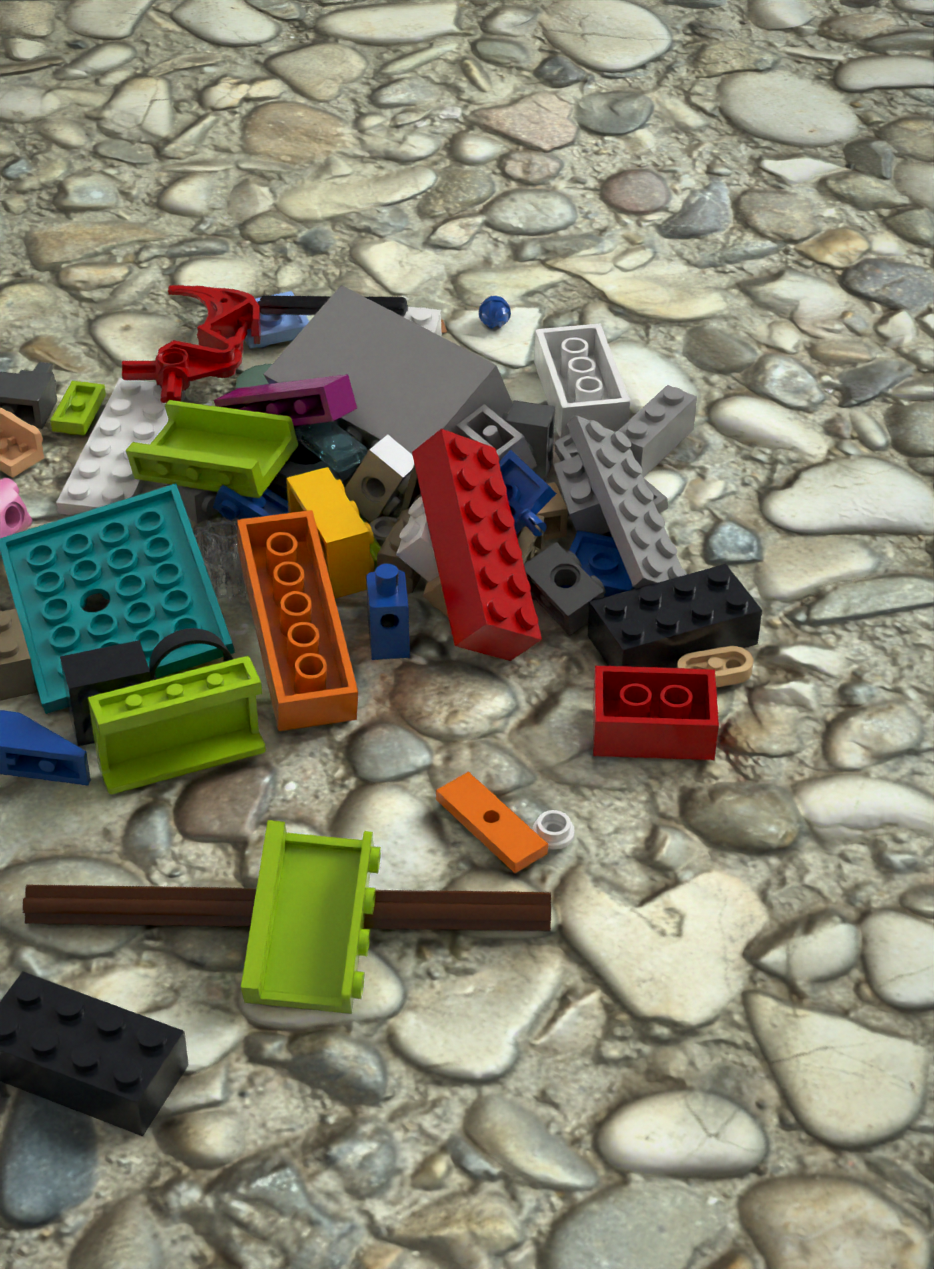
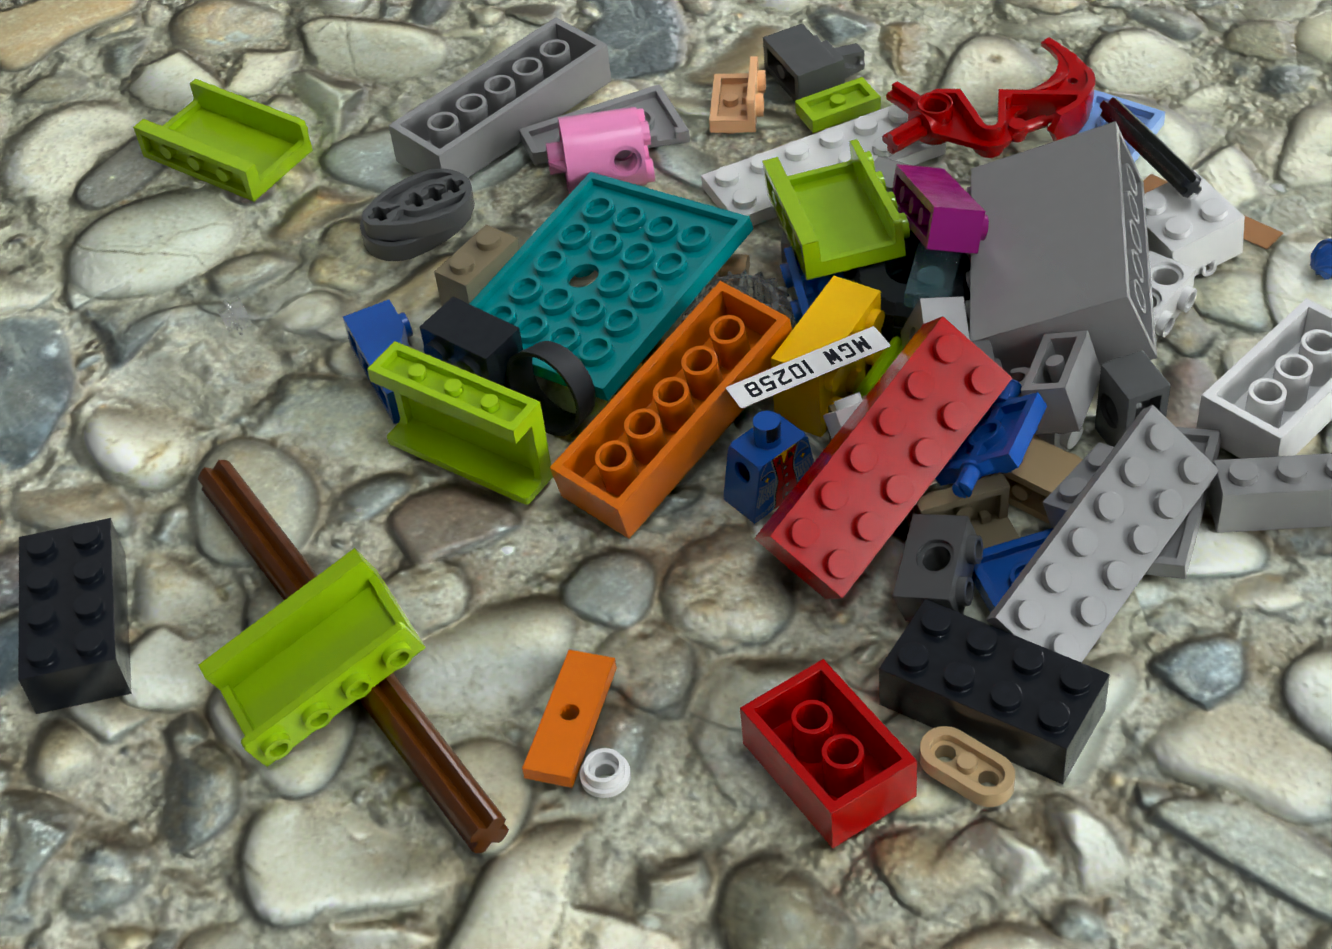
camera: 60 degrees right, 5 degrees up
(357, 532) = (807, 367): none -> white sticker

